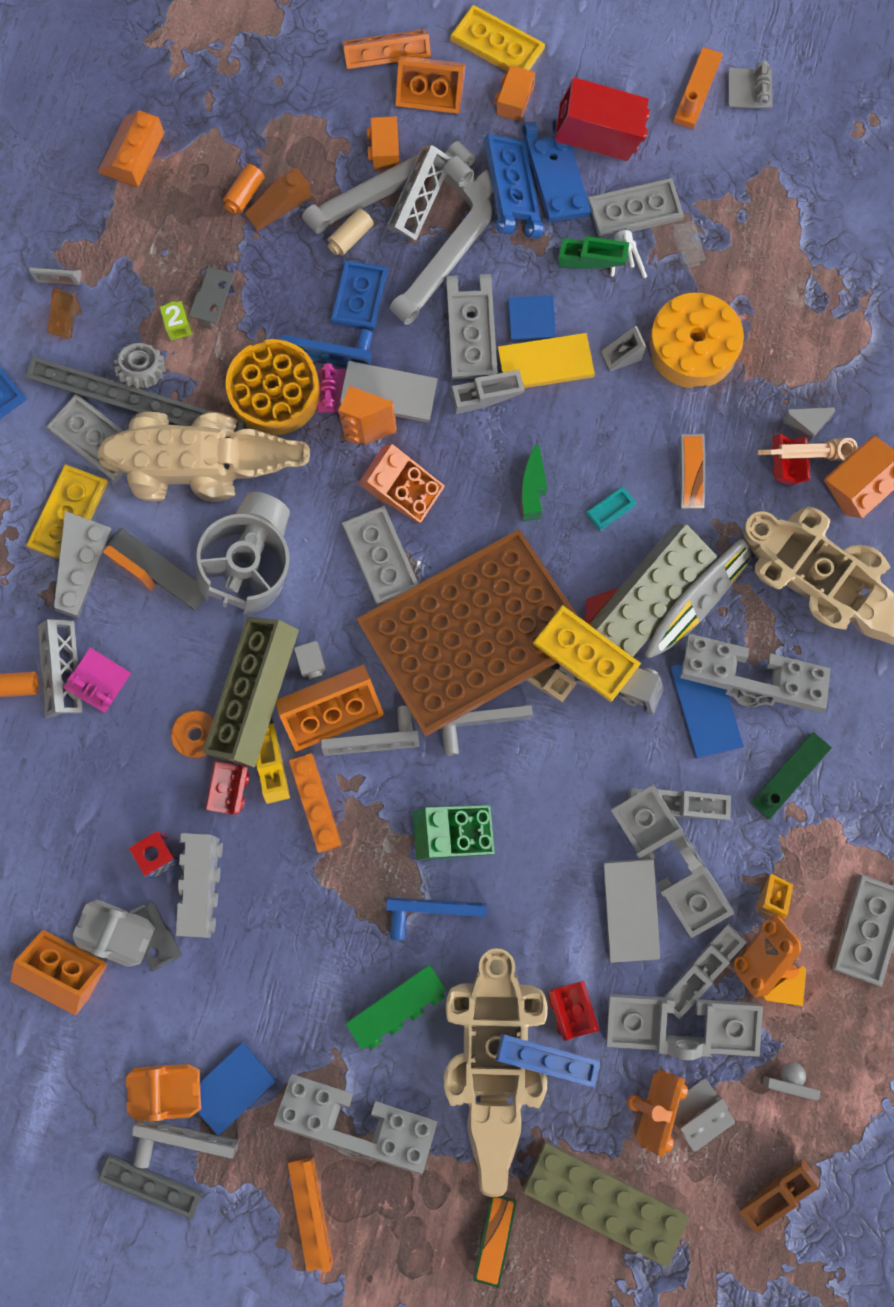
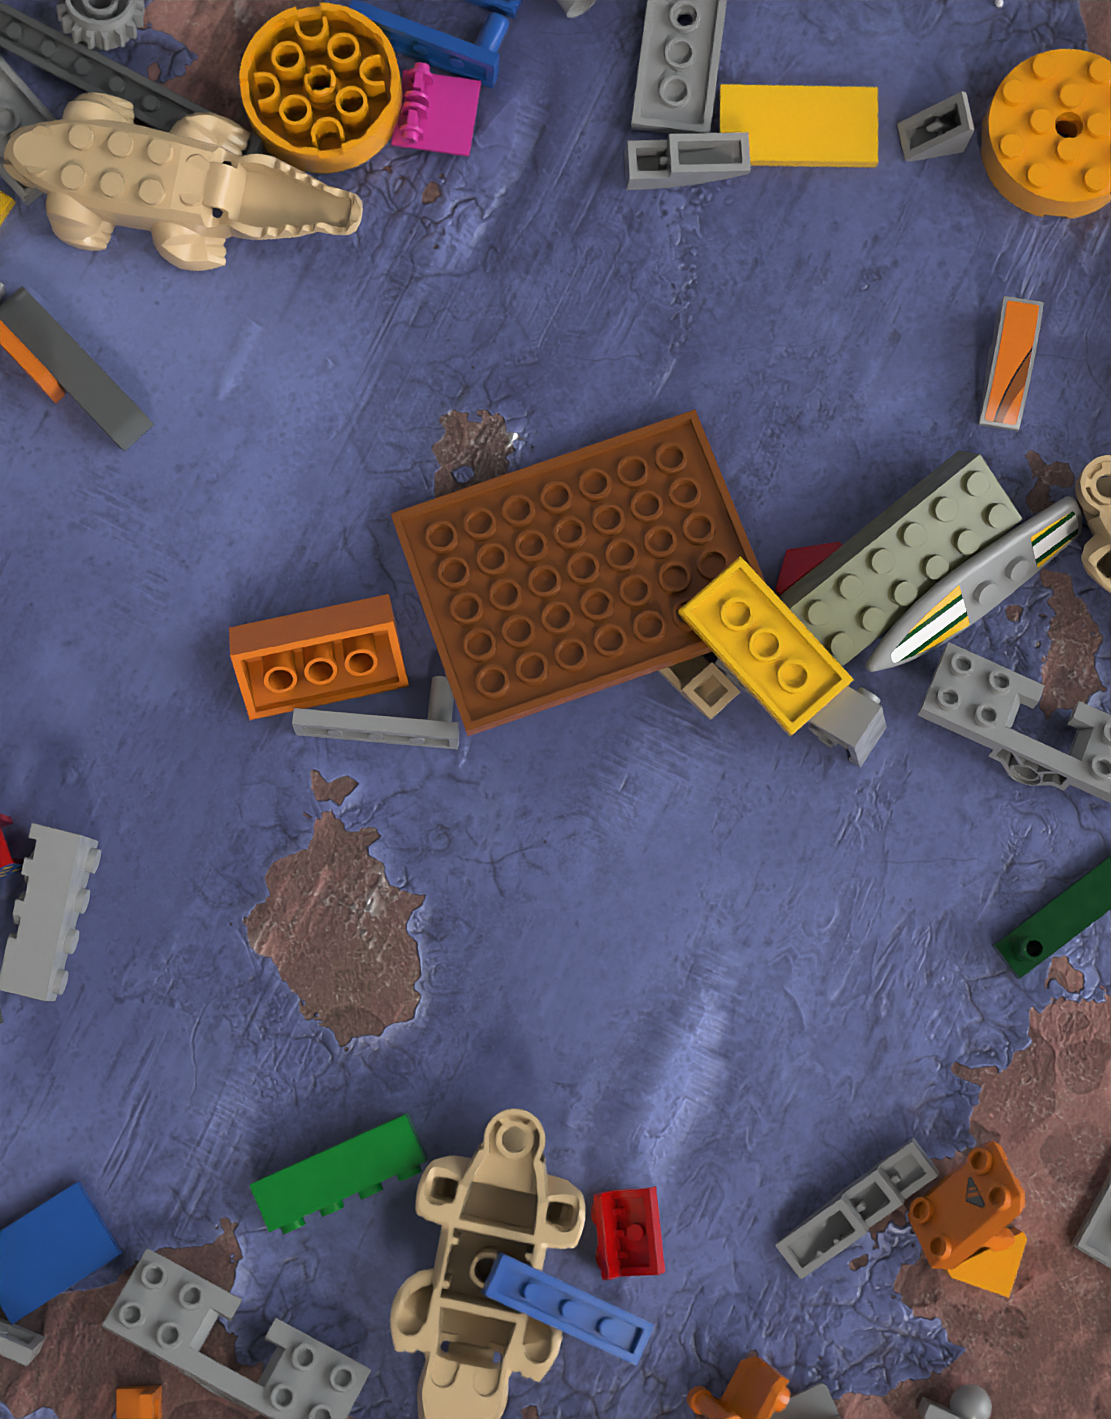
camera: 10 degrees right, 5 degrees up
(181, 731) = (105, 676): orange tile -> none
(226, 788) = (123, 760): bracket -> none
(251, 691) = (191, 604): olive brick -> none
(257, 521) = (257, 317): light grey animal -> none
(271, 768) = (202, 732): yellow slope -> none
(310, 660) = (301, 571): light grey brick -> none
(315, 803) = (267, 811): orange plate -> none
(366, 417) = (469, 169): orange slope -> none
(380, 555) = (451, 411): light grey tile -> none
(401, 483) = (510, 294): orange slope -> none
(401, 906) = (376, 1008): blue piece -> none
(410, 392) = (517, 130): light grey tile -> none
(453, 832) = (486, 902): green slope -> none
(481, 717) = (511, 734): light grey piece -> none
(532, 318) = (789, 44): blue tile -> none
(533, 486) = (733, 340): green slope -> none
(611, 508) = (859, 402): teal tile -> none
(631, 910) = (757, 1087): light grey tile -> none
(642, 1023) = (738, 1275): light grey plate -> none
(650, 825) = (817, 953): light grey plate -> none
(694, 804) = (873, 926): light grey slope -> none
(707, 716) = (950, 787): blue tile -> none
(775, 897) = (1002, 1110): light orange slope -> none

